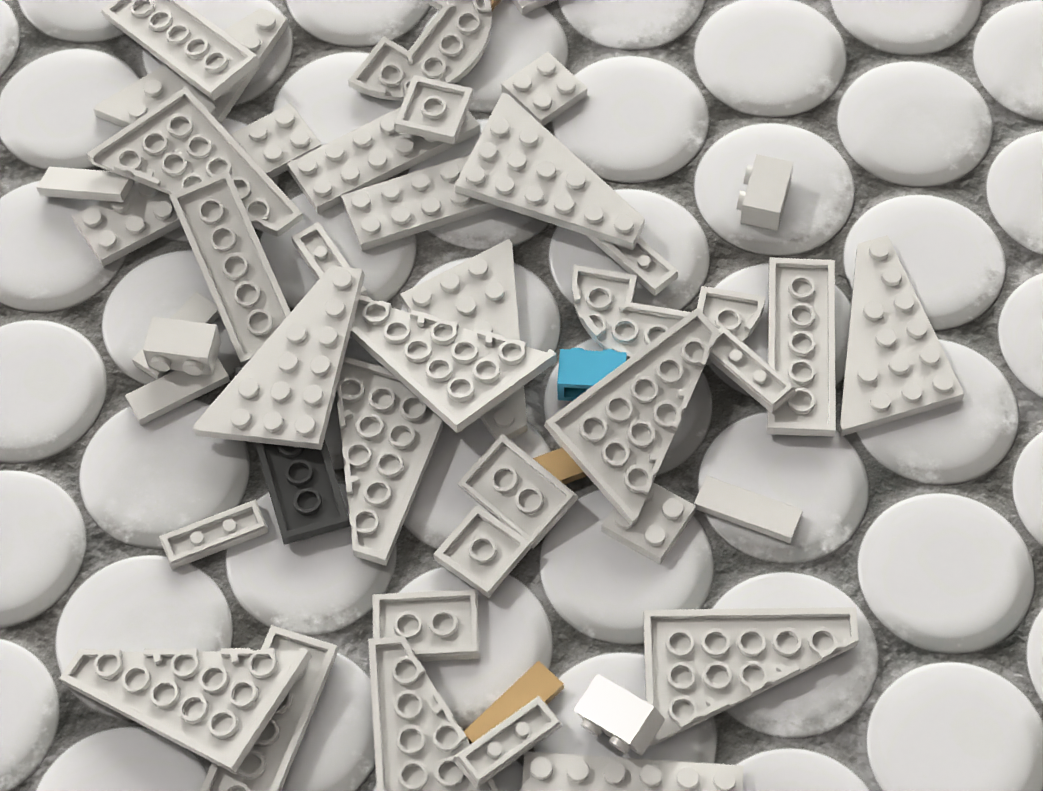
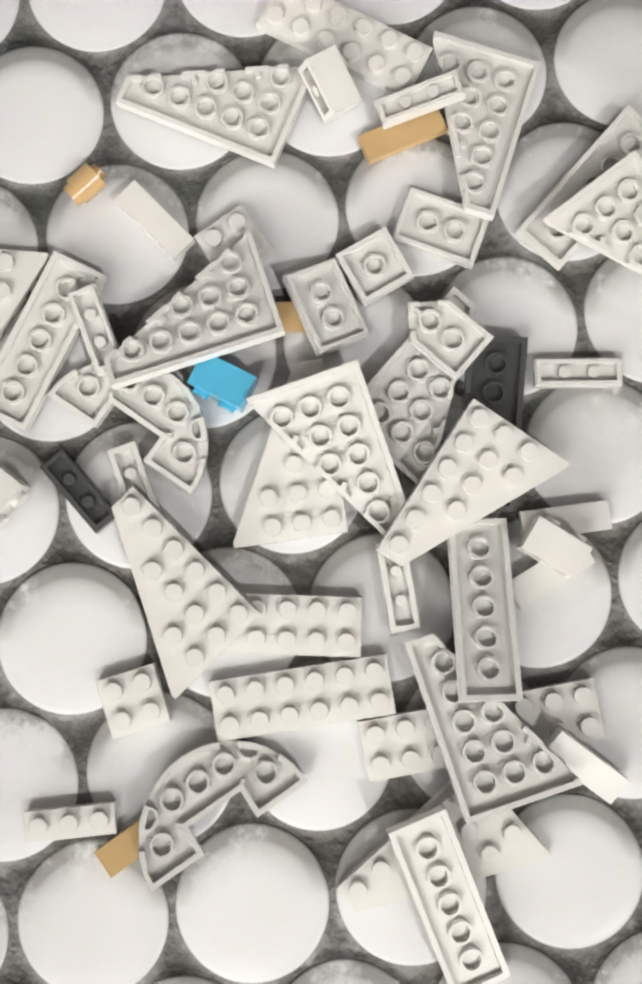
camera: 160 degrees left, 25 degrees up
(372, 501) = (446, 335): none -> white tile
(433, 109) = (245, 706): white plate -> none
(689, 235) = (79, 490): none -> dark grey tile
(841, 511) = (85, 183): none -> tan brick

